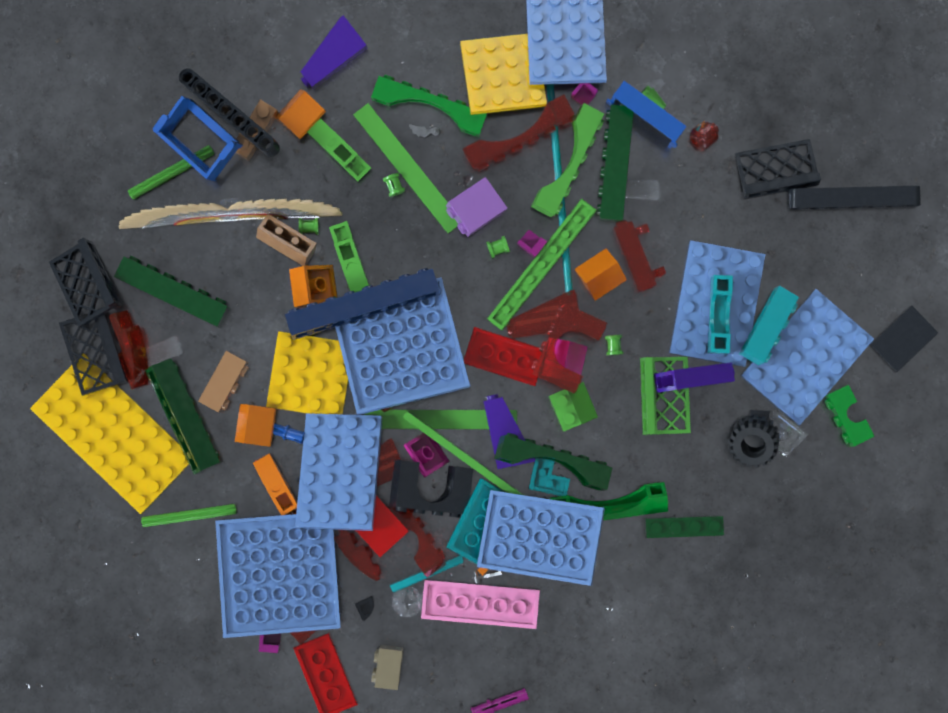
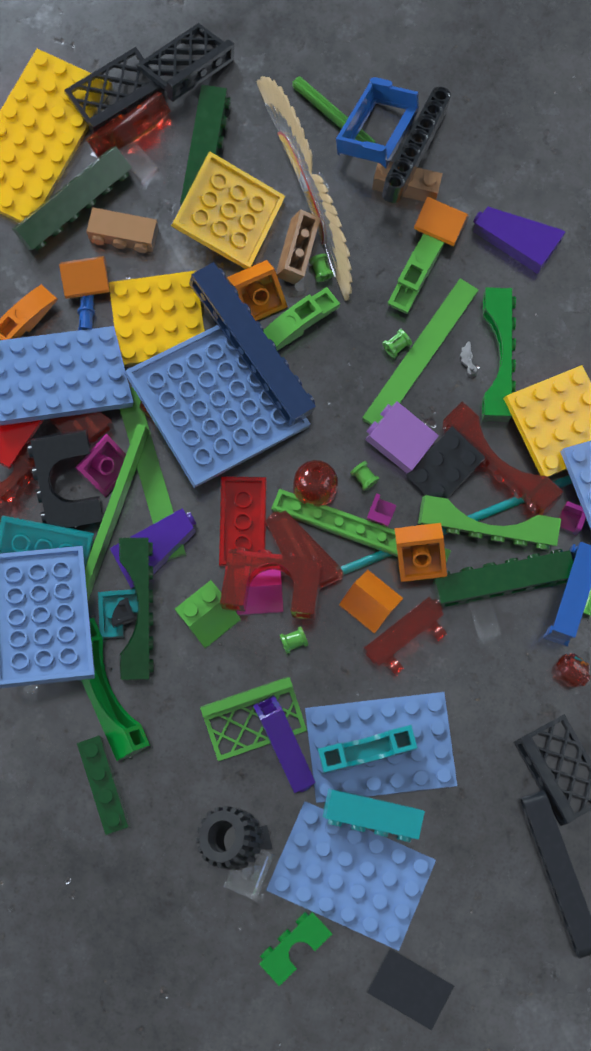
camera: 75 degrees right, 10 degrees down
(237, 288) = (228, 211): none -> yellow plate
(493, 288) = (315, 483): none -> clear red cylinder
(511, 178) = (446, 465): none -> black plate
(553, 473) = (122, 613): none -> black tile
(578, 222) = (421, 552): none -> orange slope

